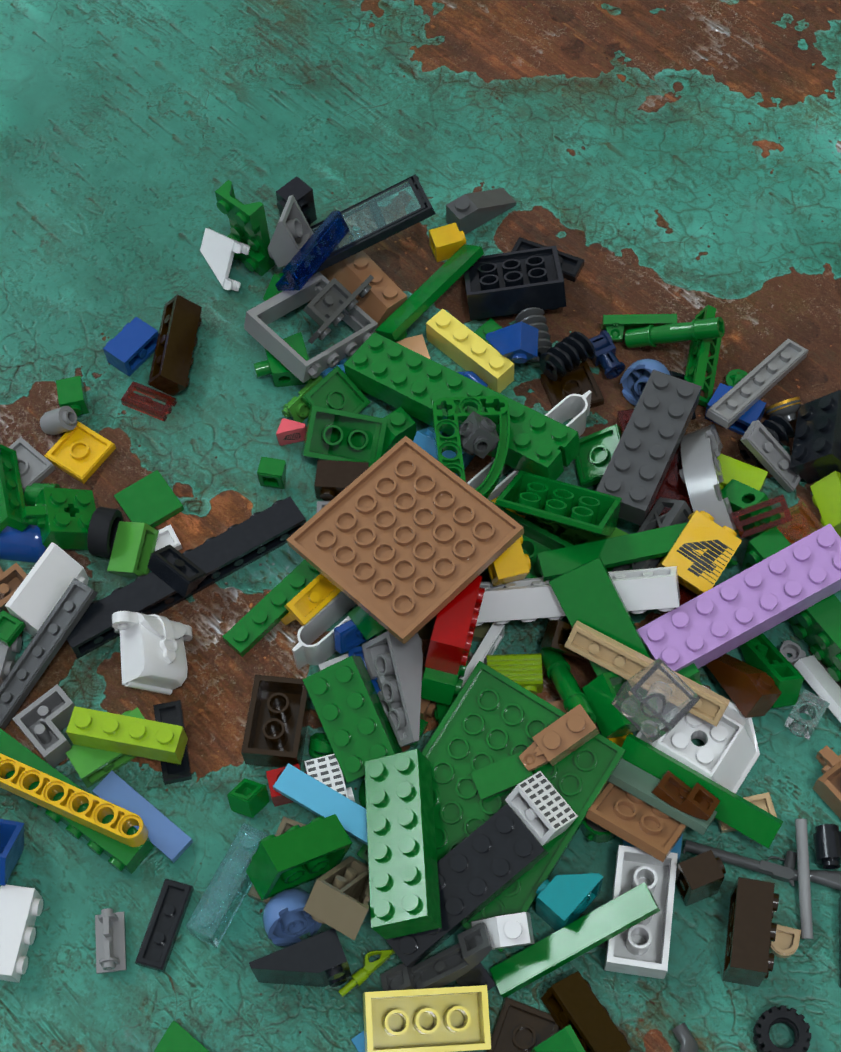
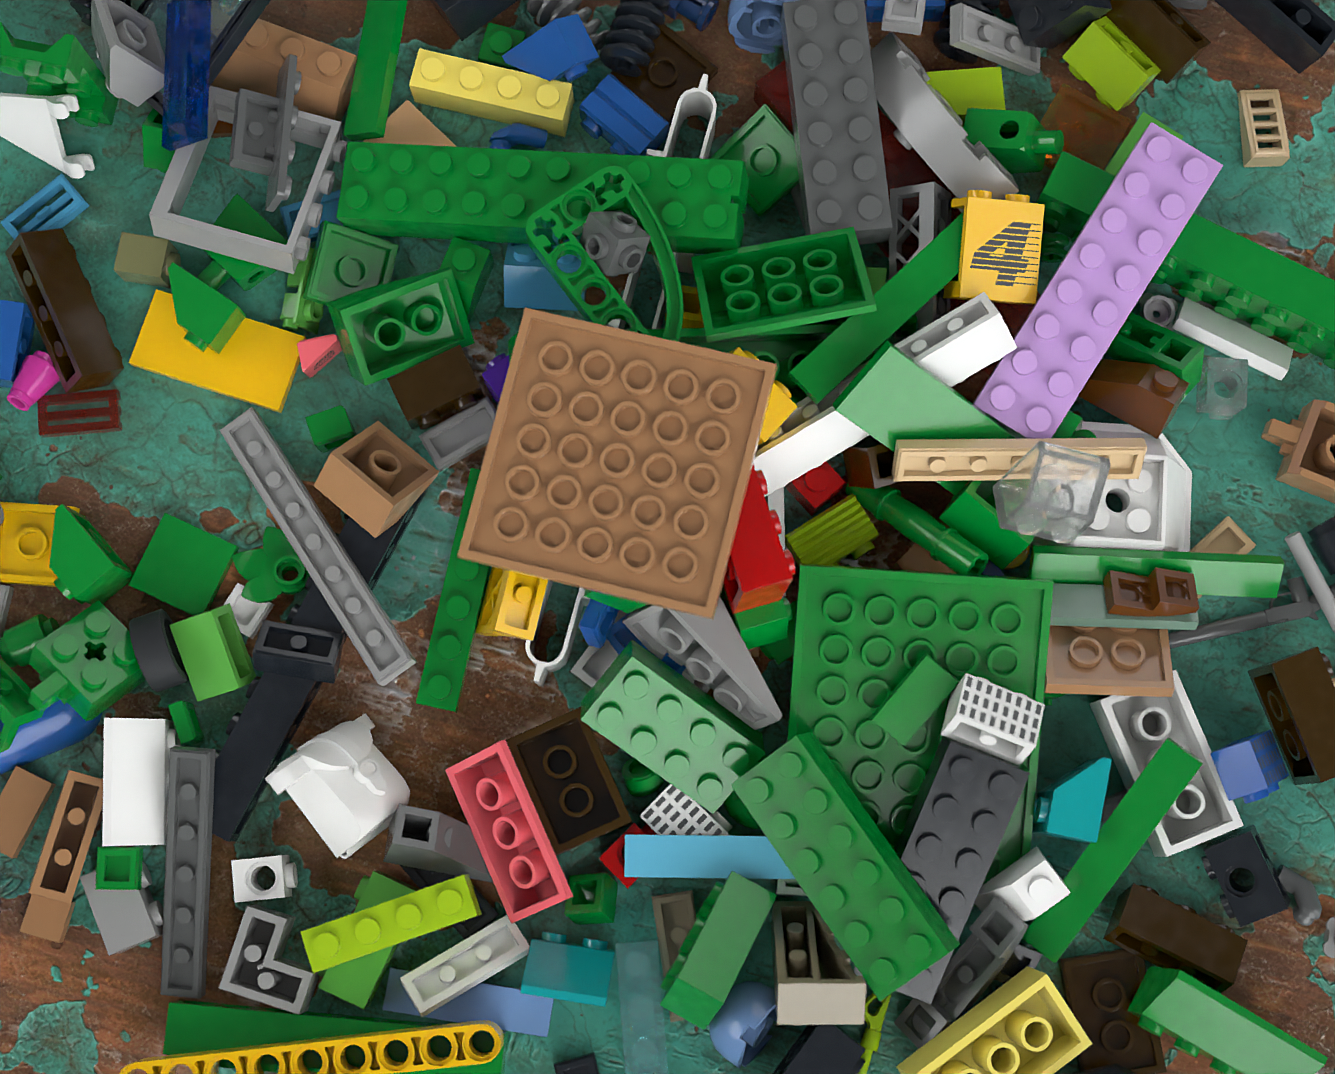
camera: 35 degrees left, 20 degrees up
(73, 672) = (245, 878): none -> white brick
(94, 577) = (186, 723): none -> green tile
(99, 466) = (84, 560): none -> green slope
(136, 371) = (33, 380): none -> dark pink cone
(153, 790) = (465, 965): none -> white plate
(180, 706) = (433, 843): none -> dark grey slope
(189, 526) = (267, 566): none -> green plate
(206, 825) = (568, 969): none -> teal slope
(207, 303) = (47, 212): none -> dark azure tile
(223, 525) = (318, 547): none -> light grey tile
(224, 729) = (508, 832): none -> coral slope
(233, 344) = (145, 259): none -> olive brick
(239, 406) = (251, 367): none -> yellow tile
(244, 380) = (202, 311): none -> green slope
(276, 501) = (375, 478): none -> medium nougat slope
(522, 637) = (816, 487): none -> red brick
(531, 392) = (622, 119): none -> blue brick
(559, 739) = (969, 619): medium nougat hinge -> none
(662, 1027) = (1247, 851): none -> black brick
(694, 940) = (1250, 767): none -> brick
(699, 877) = (1216, 681): dark brown brick -> none
(783, 508) = (1033, 138): clear red tile -> none

